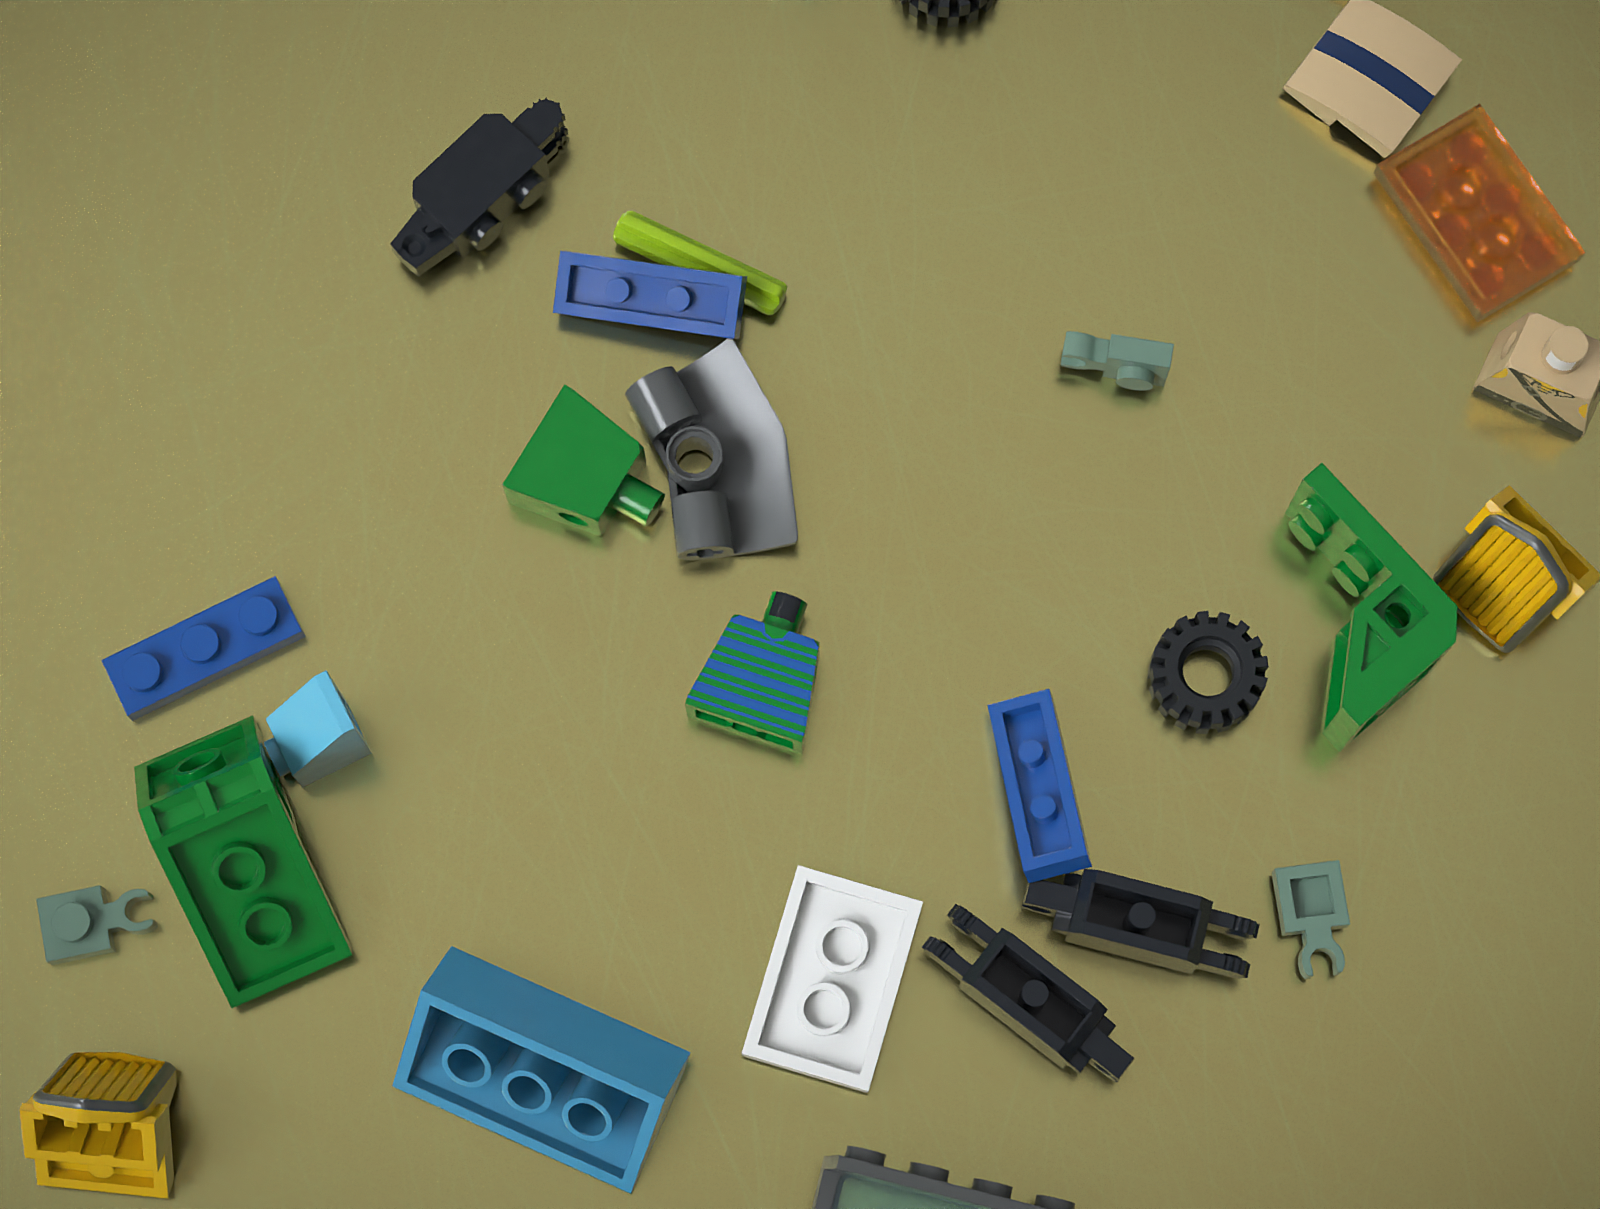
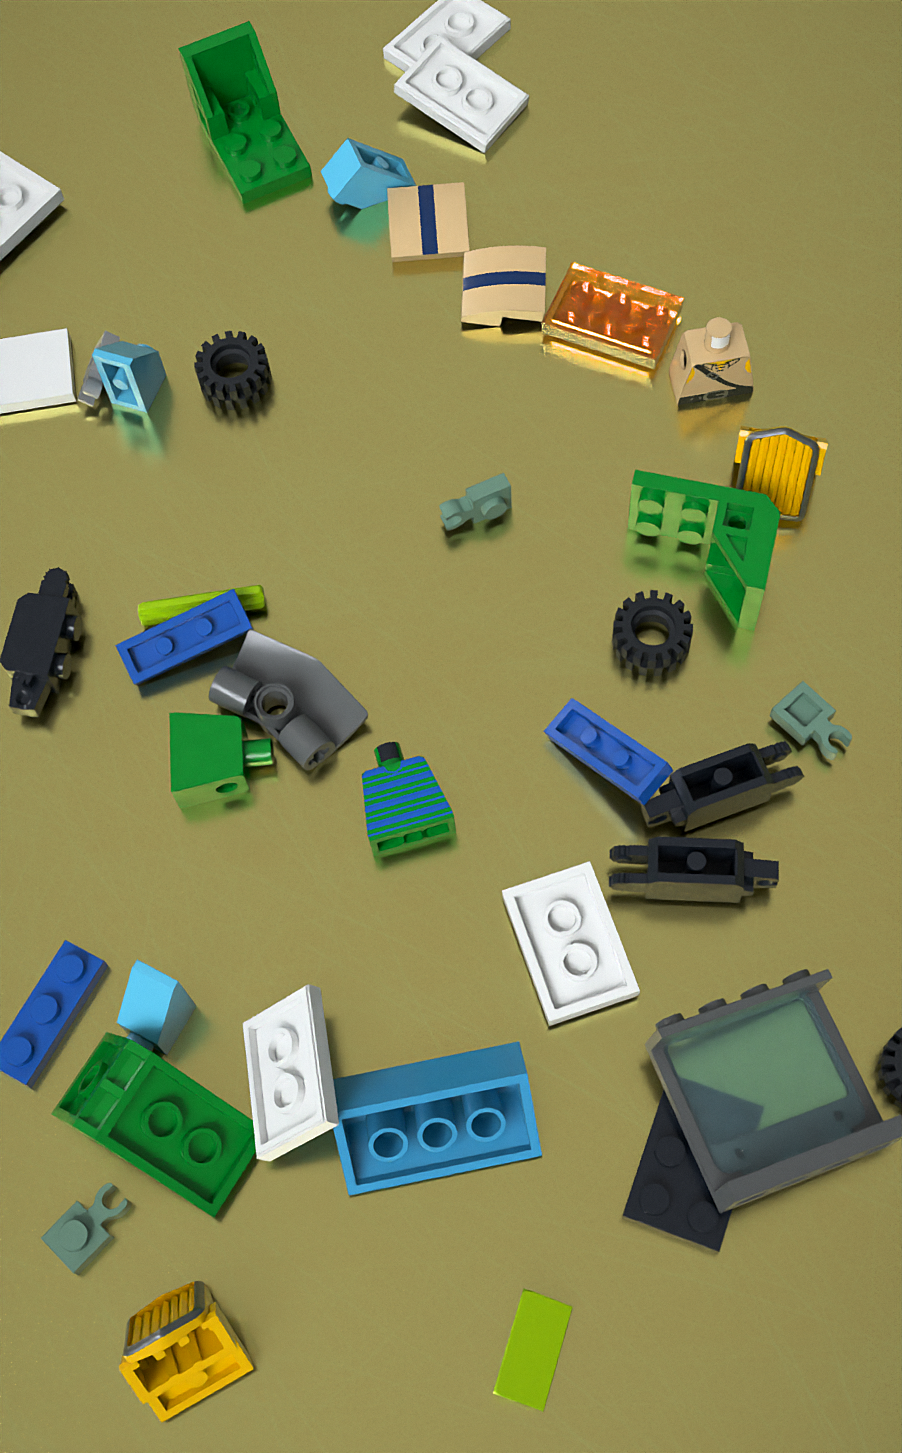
camera: 30 degrees left, 10 degrees down
(413, 910) = (290, 1073): none -> white tile

